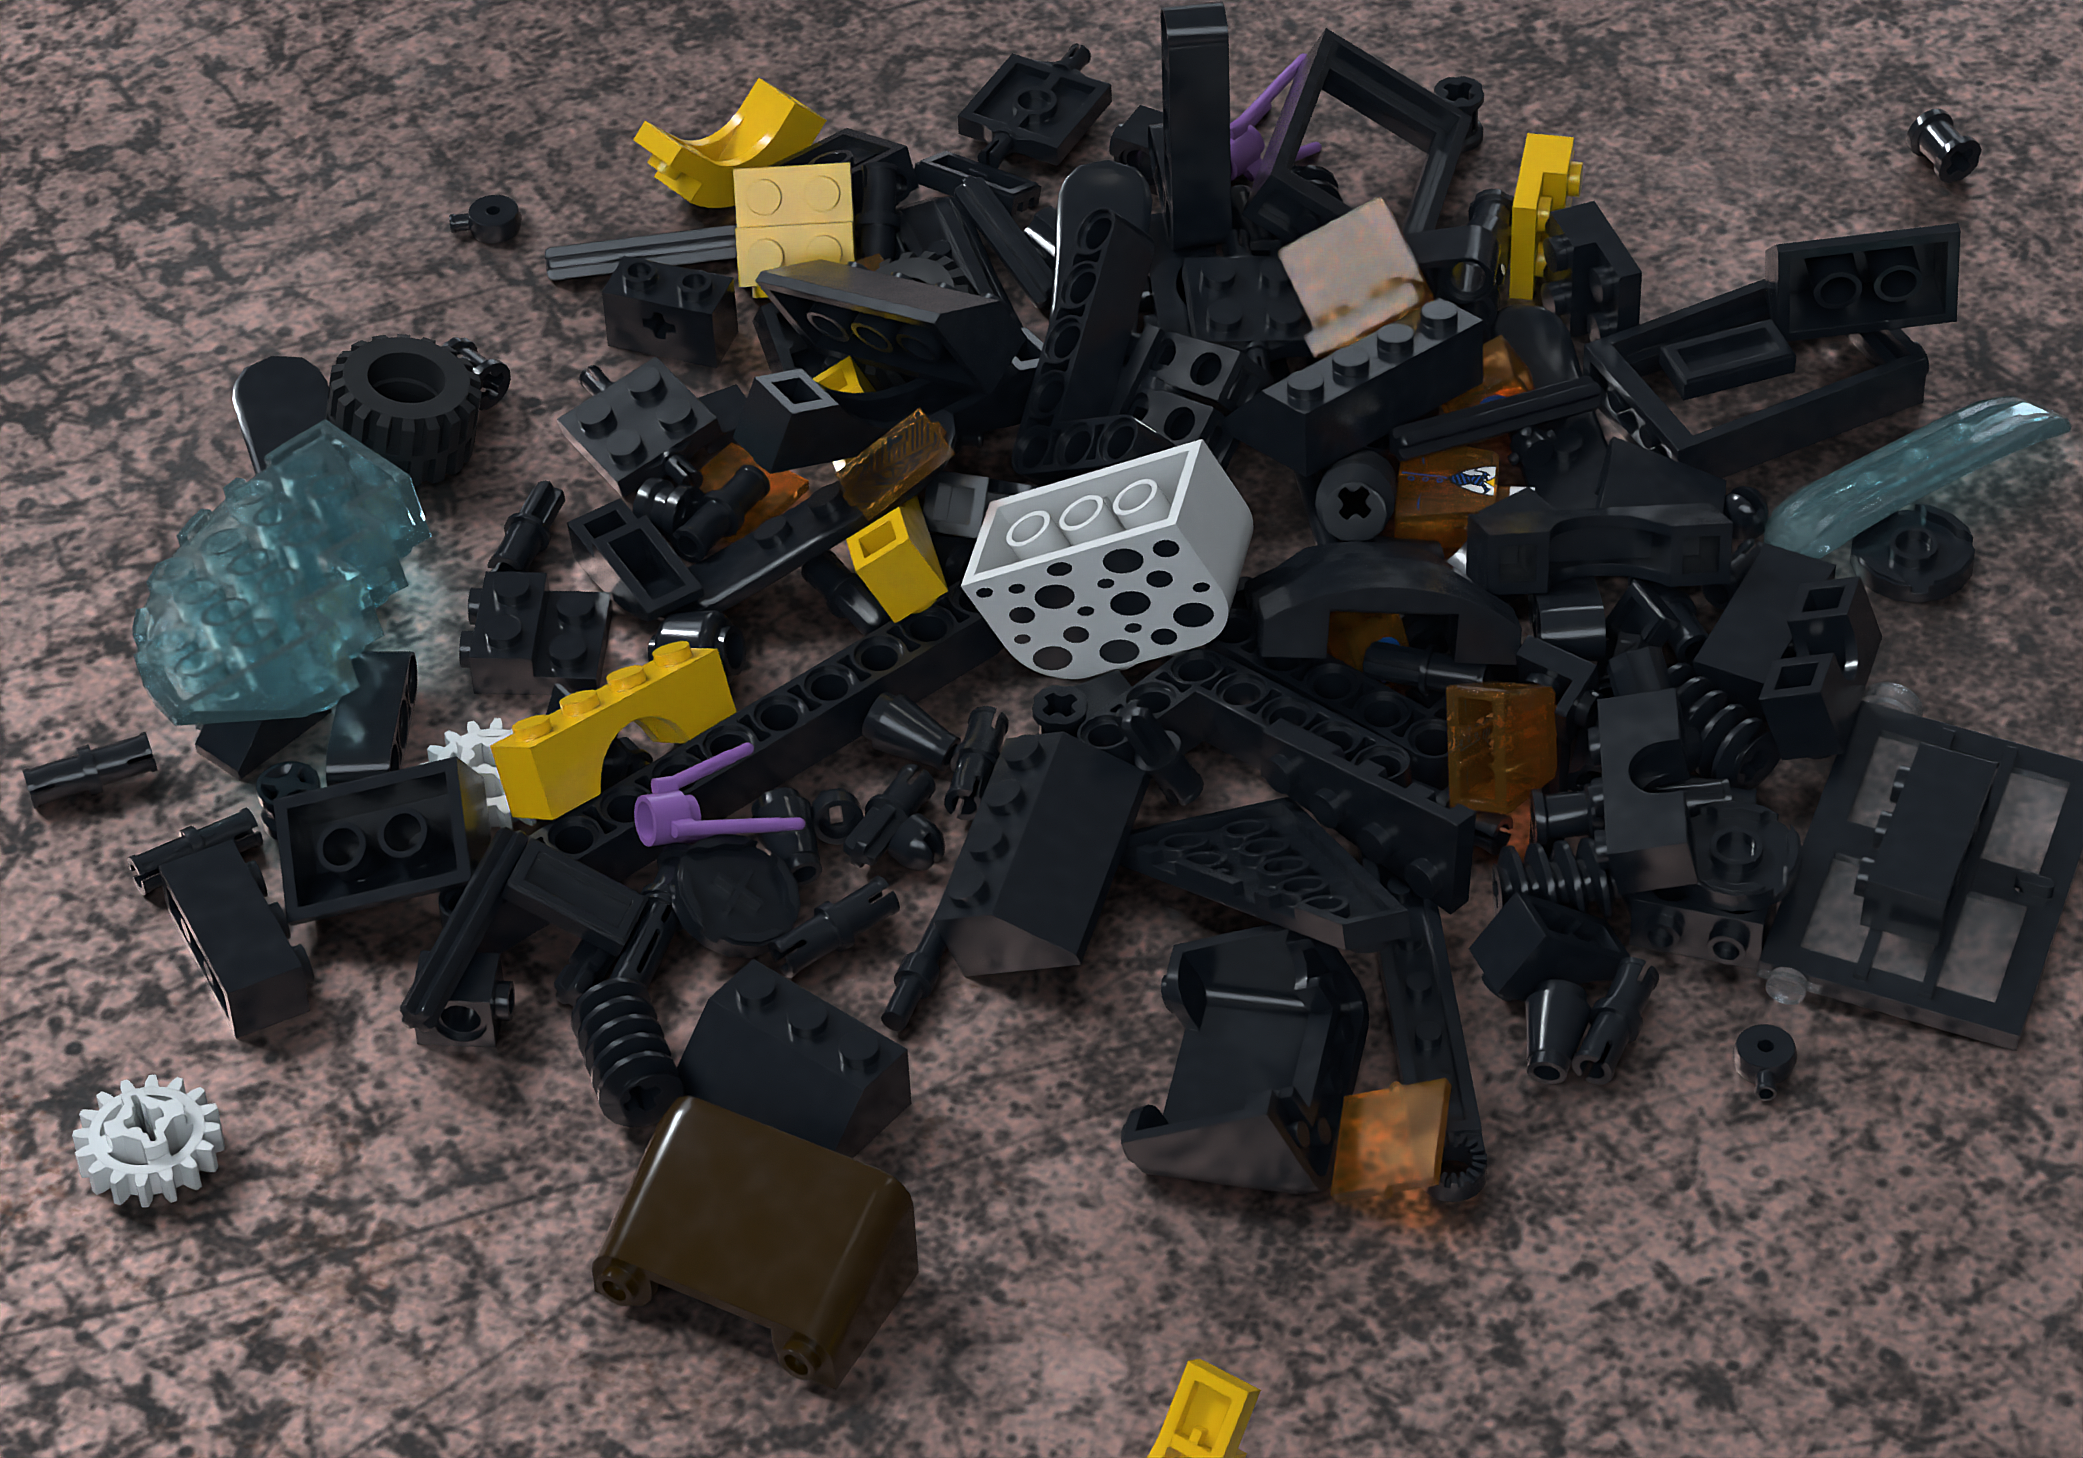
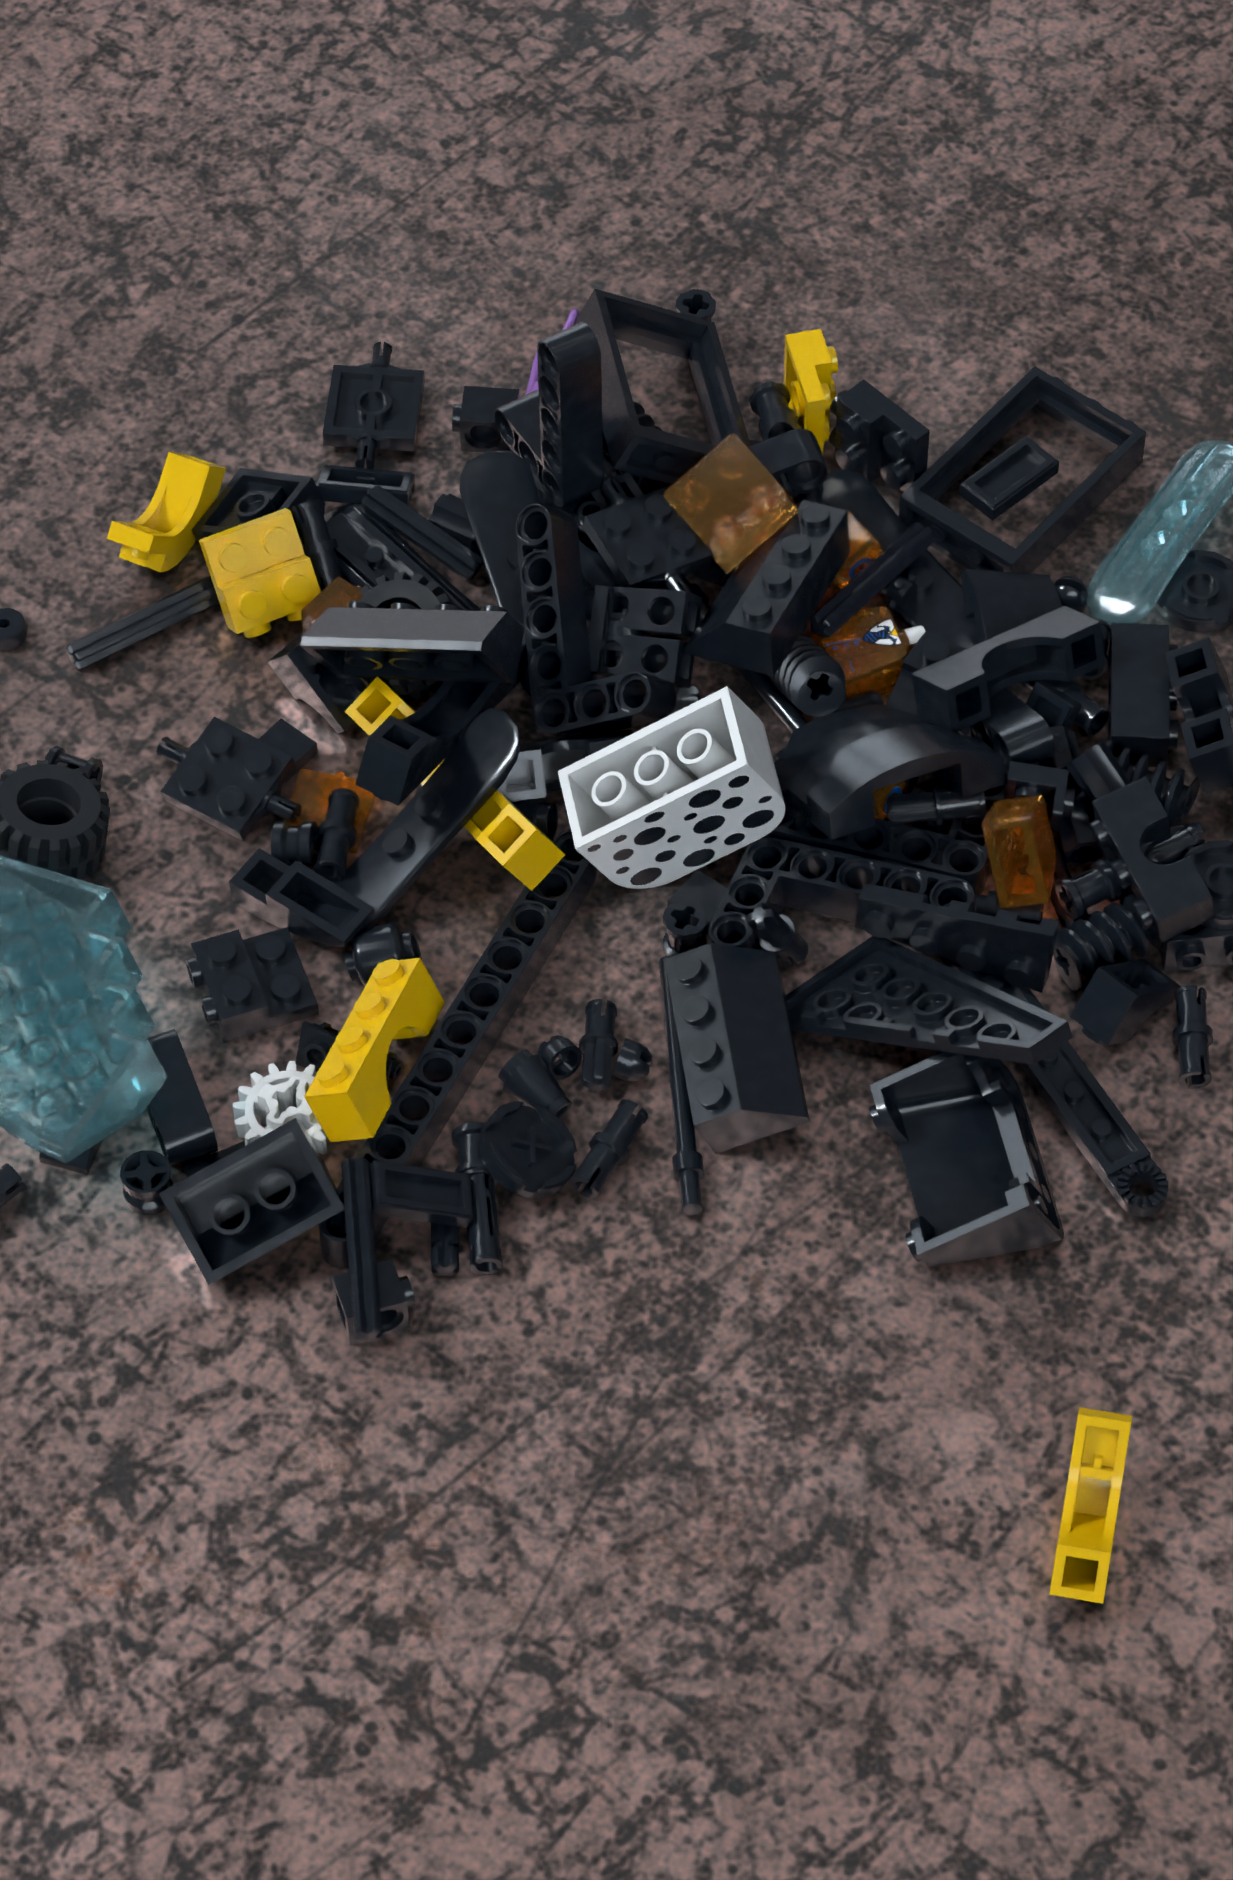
camera: 25 degrees left, 10 degrees up
(148, 1141) = (207, 1501): white gear -> none
(235, 827) = (96, 1247): black pin -> none
(237, 937) = (174, 1309): black brick -> none
(528, 530) = (192, 896): black axle -> none
(626, 1052) = (520, 1305): black piece -> none
(670, 311) = (198, 672): black brick -> none
(673, 817) = (462, 1104): medium lavender plant -> none
(763, 1233) = (703, 1415): dark brown windscreen -> none
(795, 1063) = (646, 1277): black slope -> none
(845, 592) = (468, 873): black axle -> none
(894, 464) = (478, 764): clear orange piece -> none
(906, 730) = (576, 972): black cone -> none
(975, 761) = (637, 980): black pin -> none
(1391, 1140) = (1093, 1184): clear orange piece -> none
(1554, 1028) = (1156, 1057): black cone -> none
(1864, 282) = (1083, 387): black slope -> none
(1945, 147) = (1057, 243): black bush -> none

